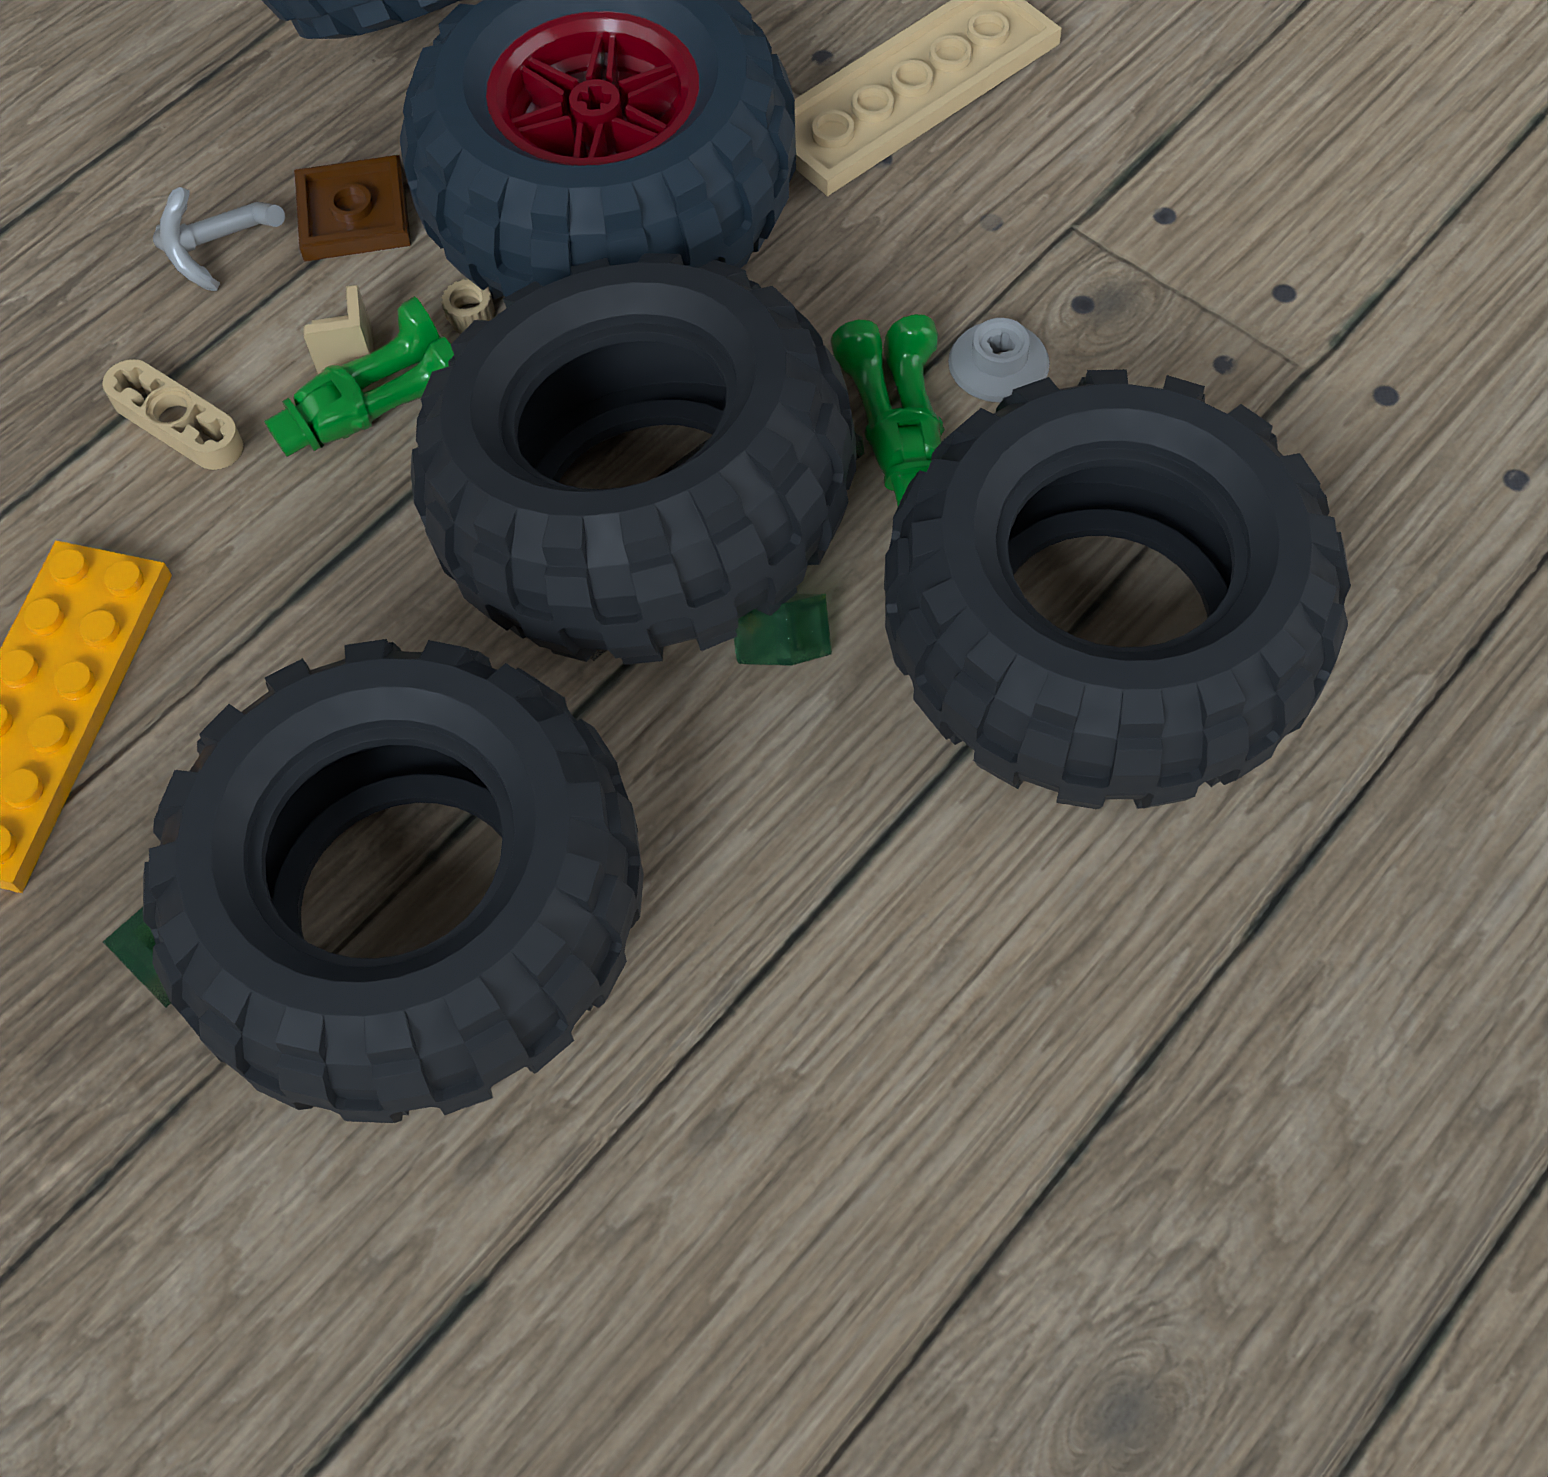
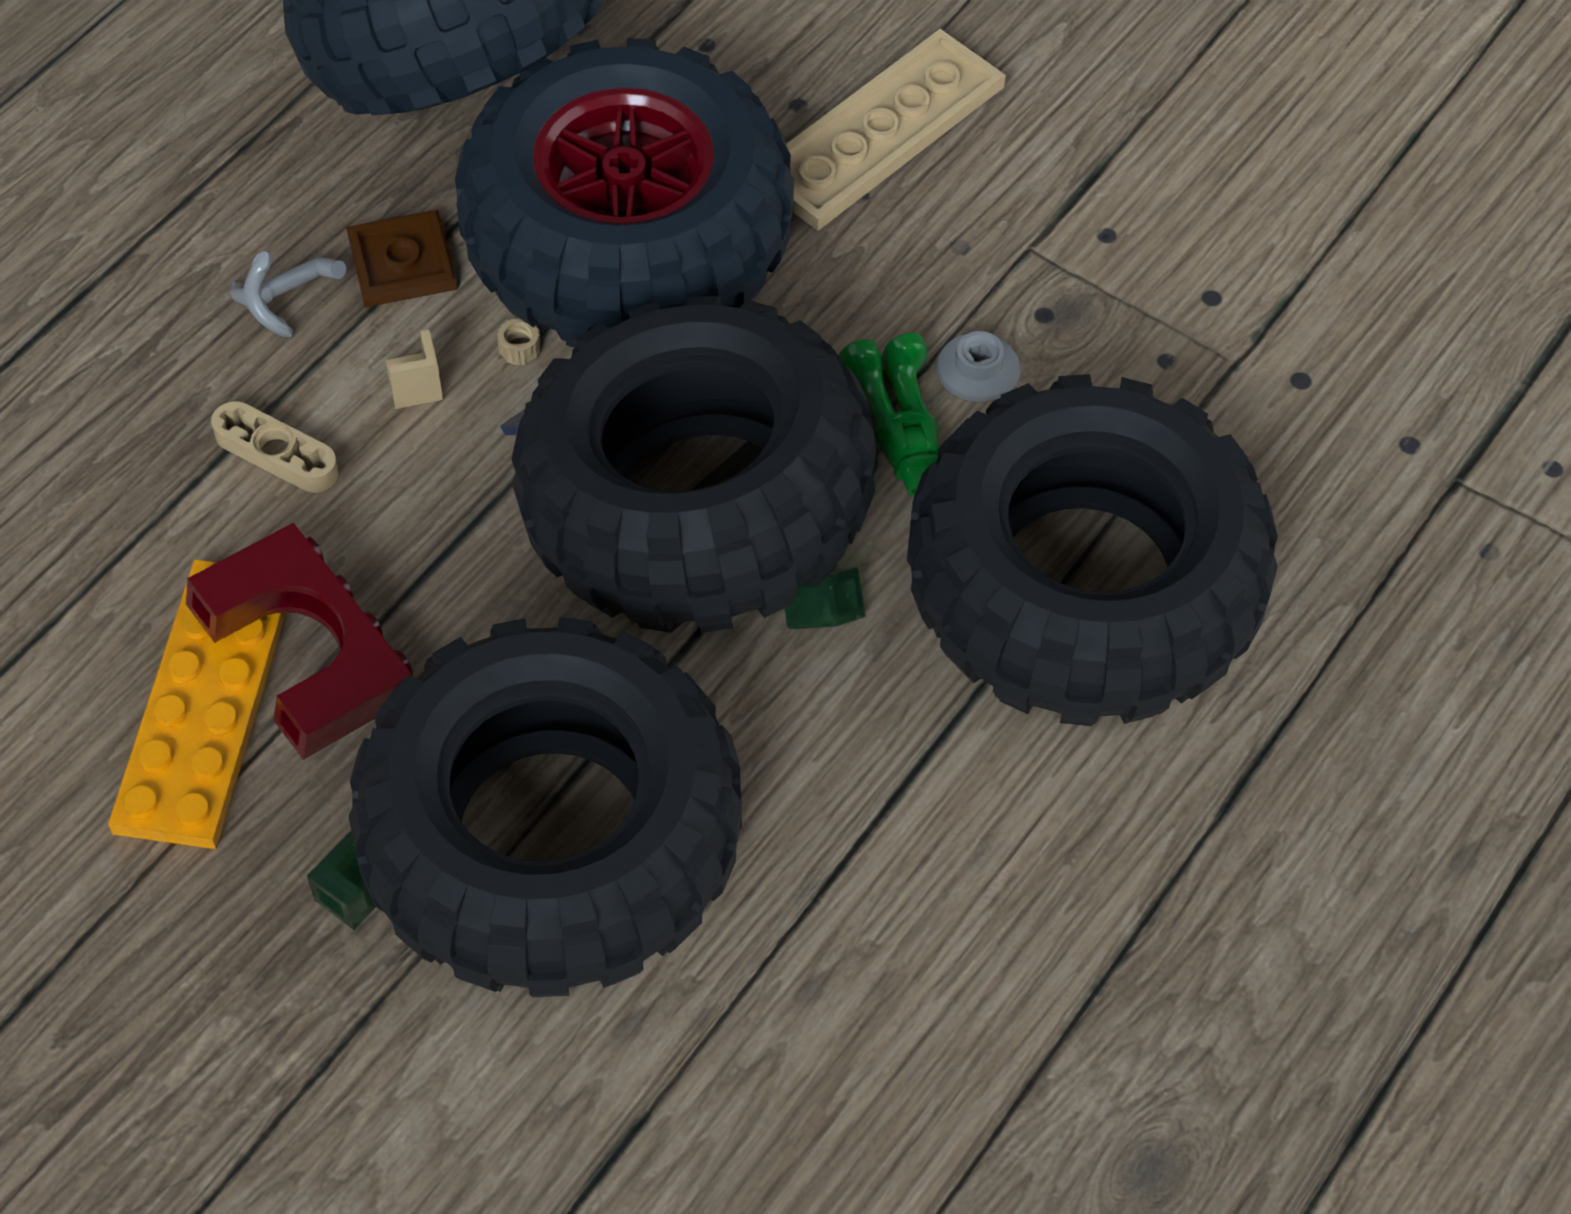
camera: 10 degrees left, 5 degrees down
(146, 566) = (291, 577): none -> dark red arch
(334, 401) = (421, 433): green piece -> none

